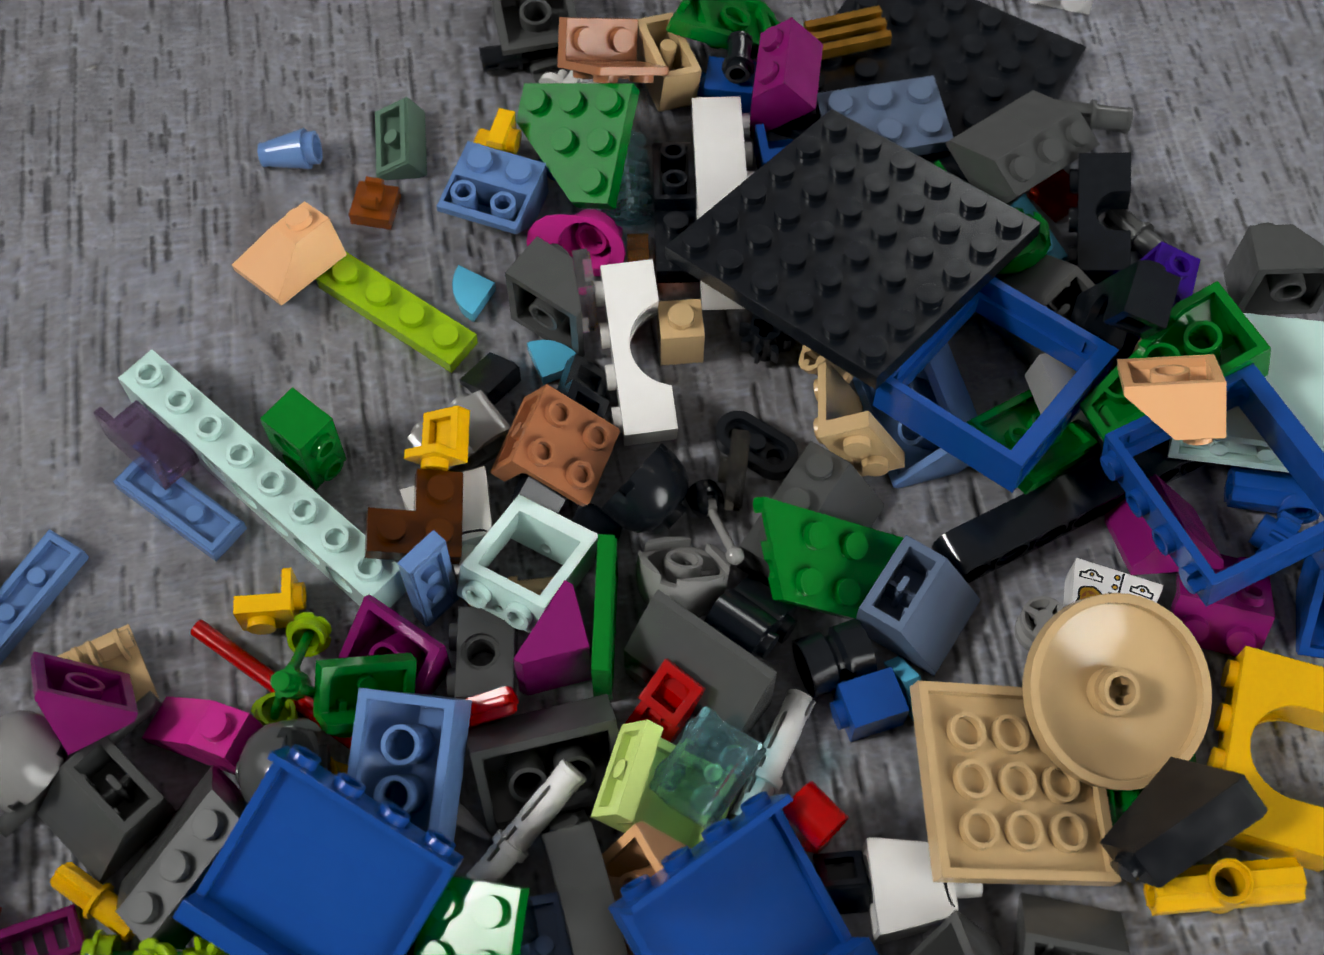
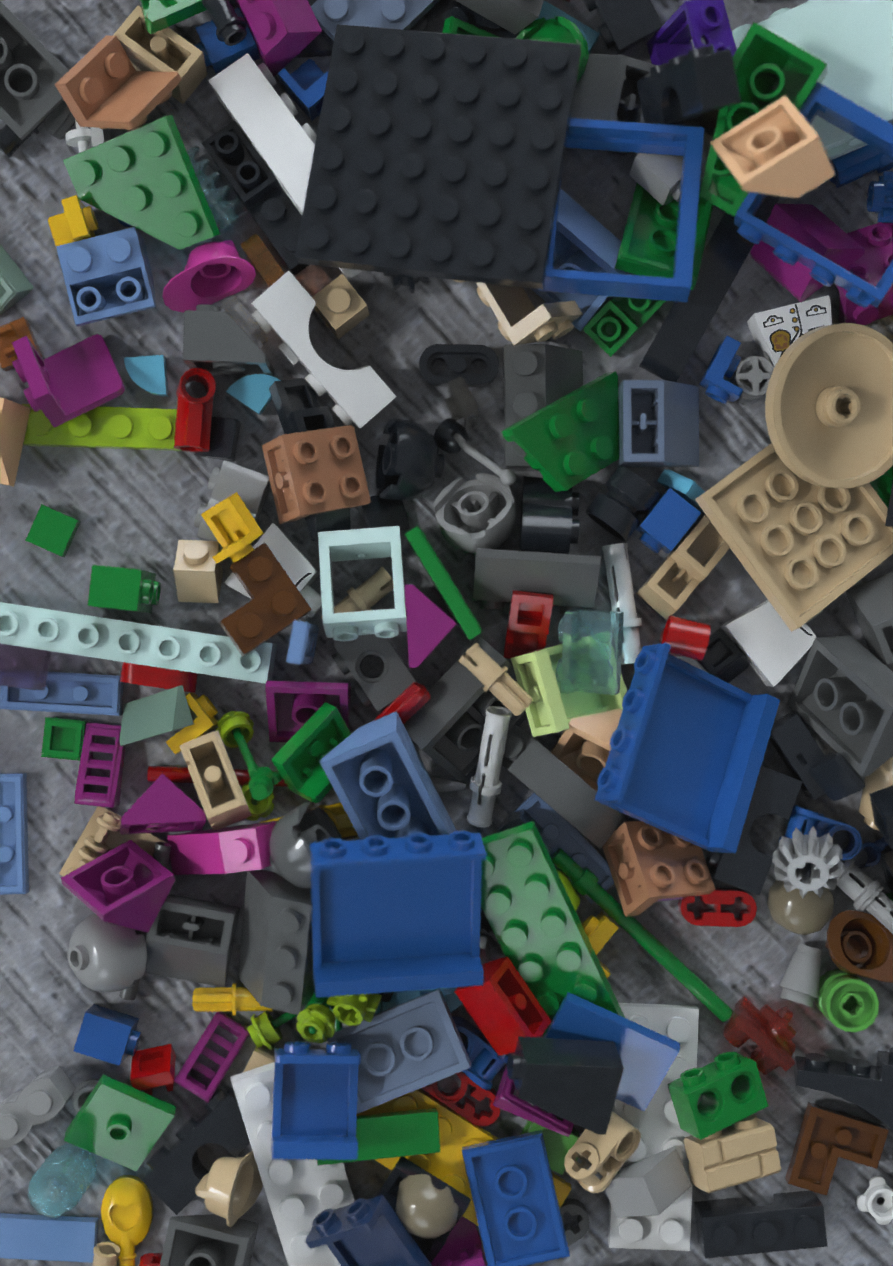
camera: 35 degrees left, 25 degrees up
(148, 546) = (63, 738): none -> green tile
(158, 612) = (84, 778): none -> magenta slope
(173, 652) = (162, 810): none -> magenta slope
(243, 572) = (155, 715): none -> sand green slope
(250, 656) = (215, 780): none -> tan brick
(276, 542) = (158, 677): none -> red beam
(285, 366) = (53, 530): none -> green tile
(381, 469) = (196, 573): none -> tan brick
(394, 253) = (68, 380): none -> magenta bracket
(485, 339) = (194, 414): none -> red piece
(591, 727) = (496, 679): none -> tan axle
(862, 761) = (684, 568): none -> tan slope
(947, 497) = (620, 321): none -> green slope
(1010, 596) = (722, 364): none -> blue bracket

